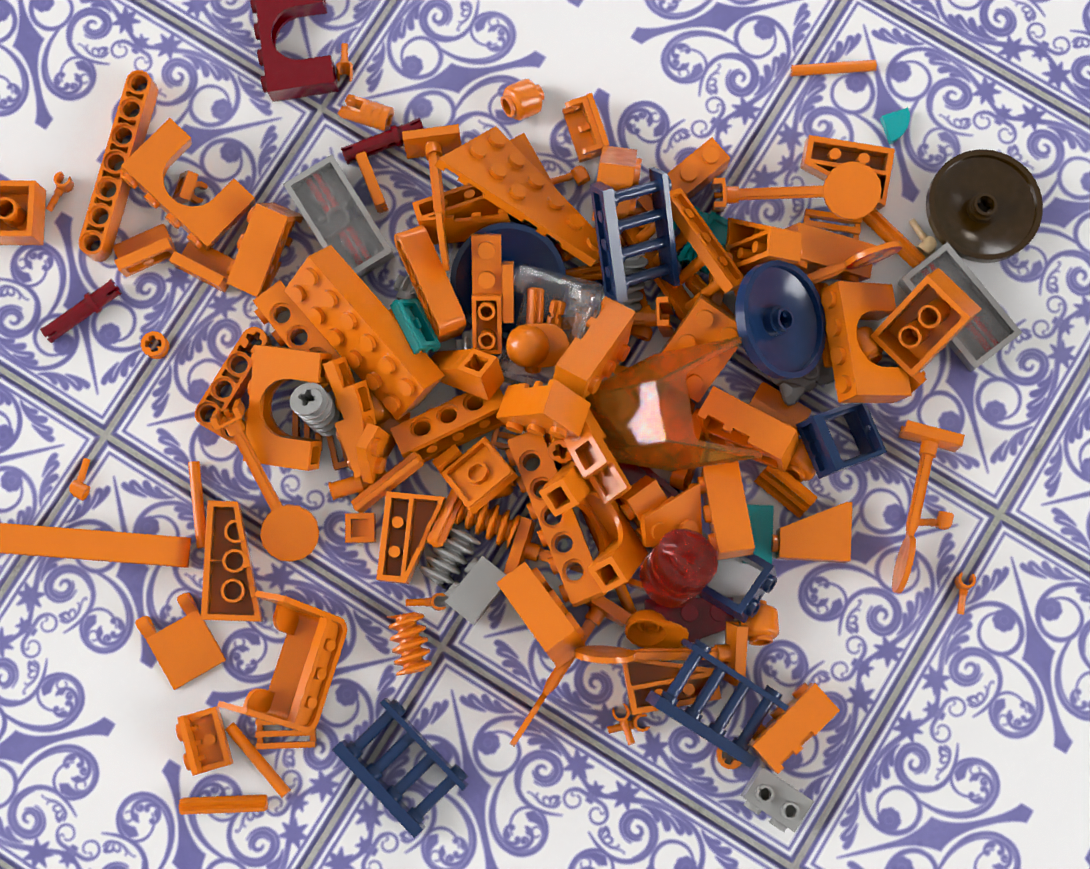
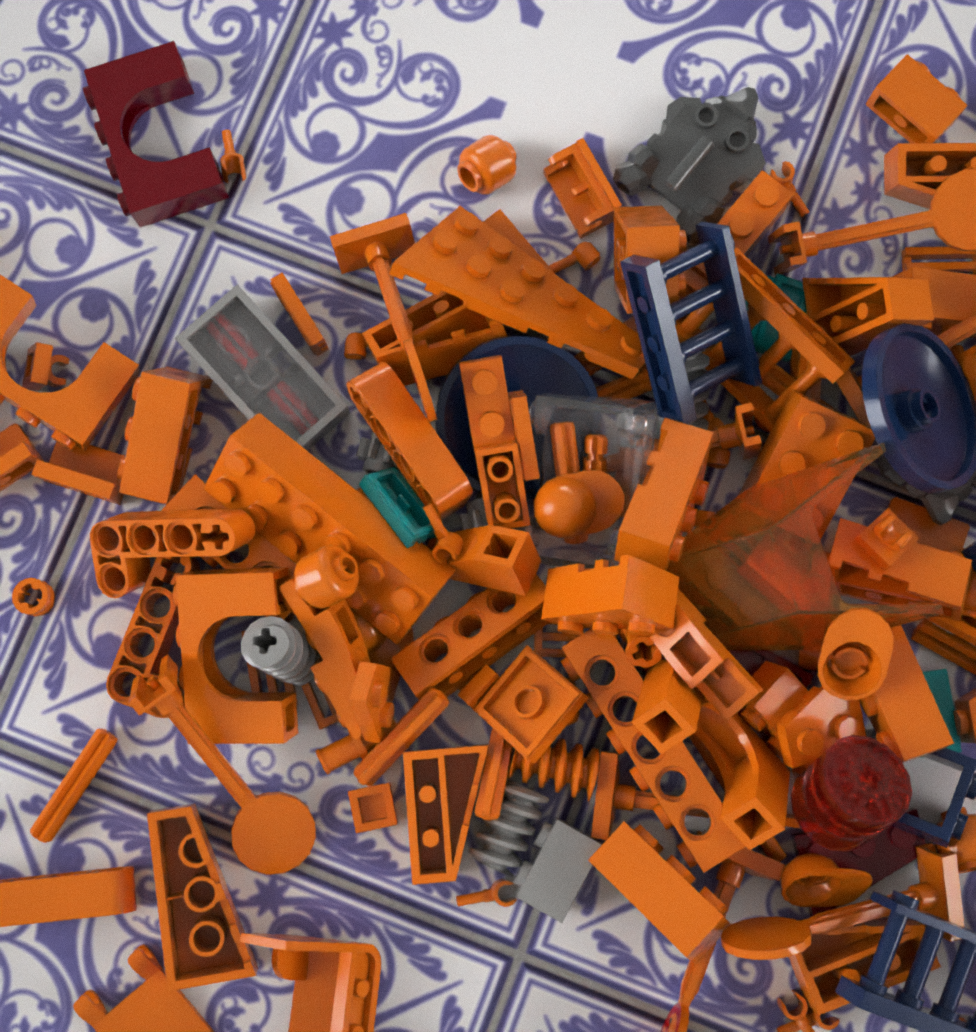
camera: 15 degrees left, 0 degrees up
(160, 477) = (73, 785): none -> orange axle
(197, 503) = (133, 812): orange bar -> none
(232, 319) = (126, 542): none -> orange beam
(355, 362) = (326, 576): none -> orange head
(367, 112) = (274, 219): orange hinge -> none
(380, 142) = (301, 256): dark red pin -> none
(406, 211) = (355, 347): none -> orange hand
(409, 643) = (476, 962): orange piece -> none
(443, 356) = (448, 542): none -> orange hand
(672, 119) = (697, 157): none -> dark grey shield
(698, 475) = (855, 654): none -> orange cap
(732, 151) = (789, 171): none -> orange hand
(740, 405) = (886, 539): none -> orange tile
(833, 67) = (900, 50): orange bar -> none
(833, 107) = (915, 102): none -> orange brick

